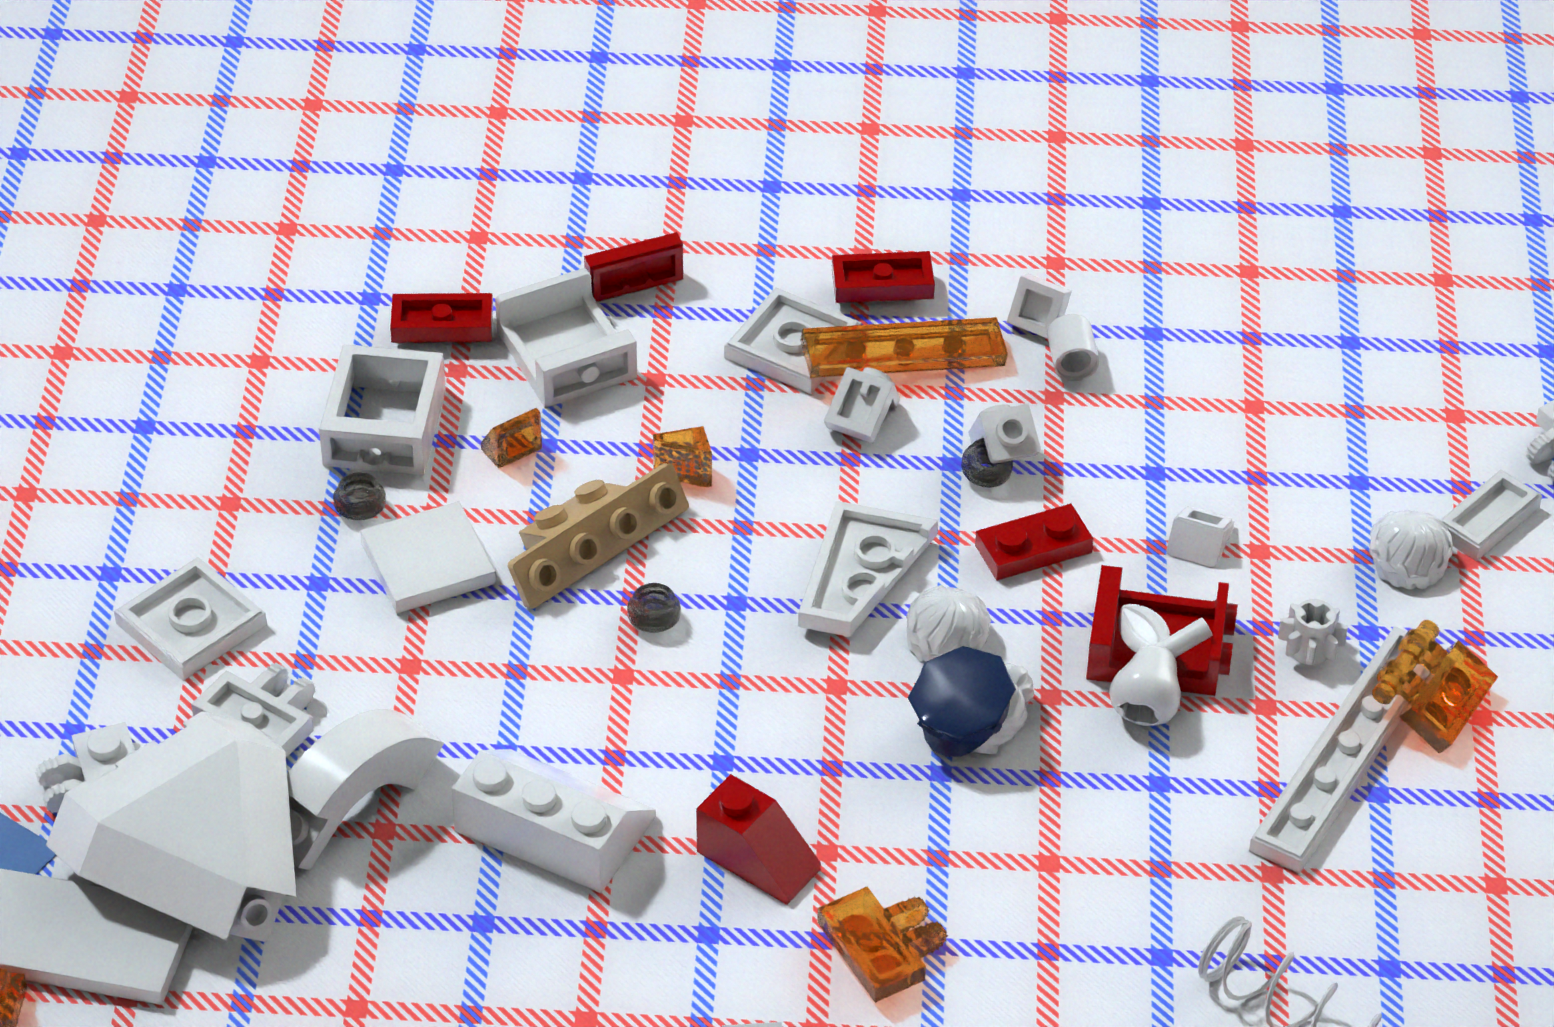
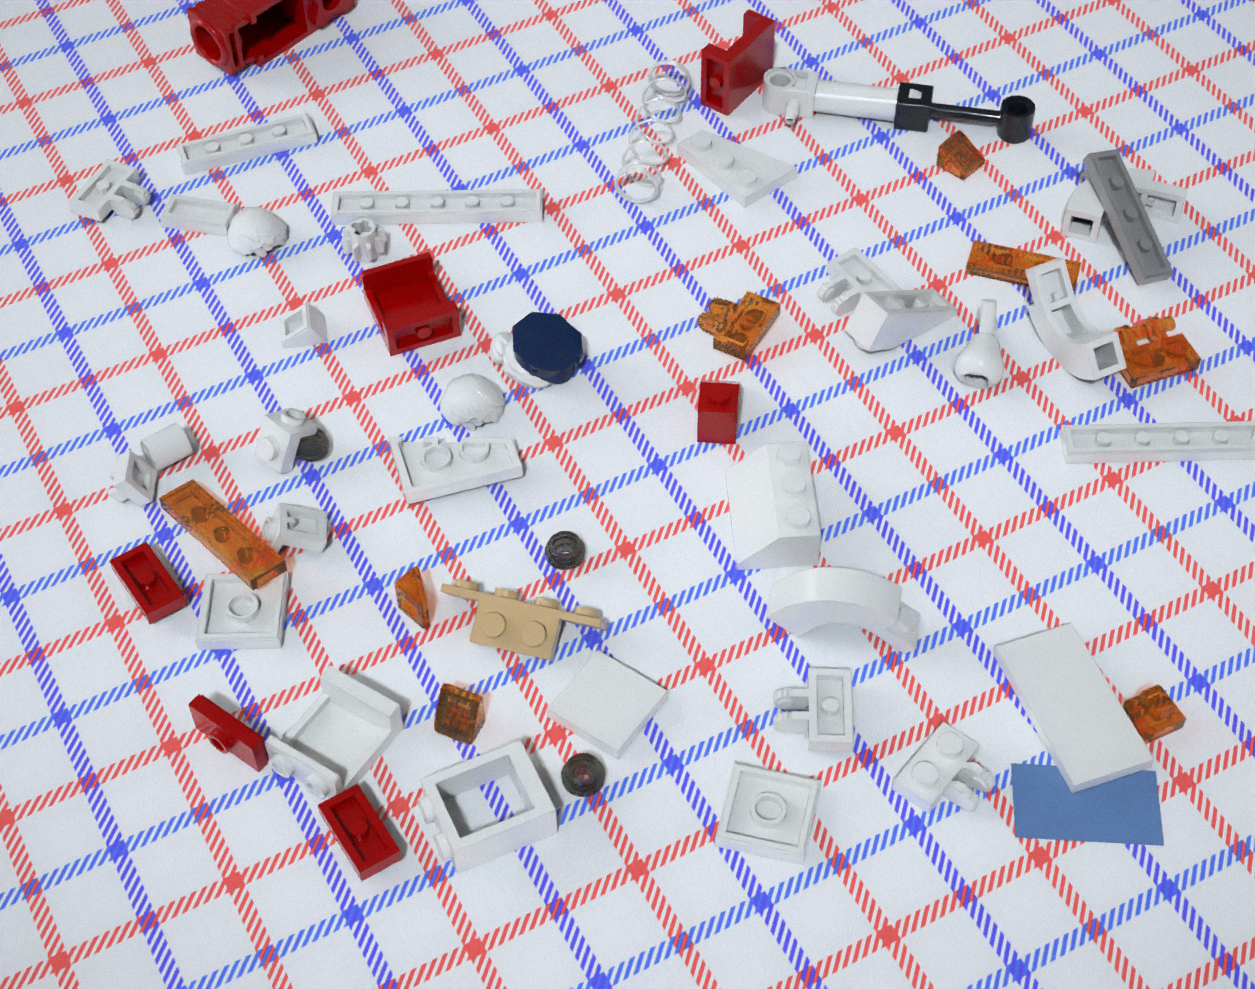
camera: 120 degrees left, 5 degrees up
(189, 828) = (963, 659): white panel -> none
(1034, 541) = (364, 398): red plate -> none
(1148, 686) = (465, 284): white piece -> none
(1447, 696) = (374, 176): clear orange plate -> none

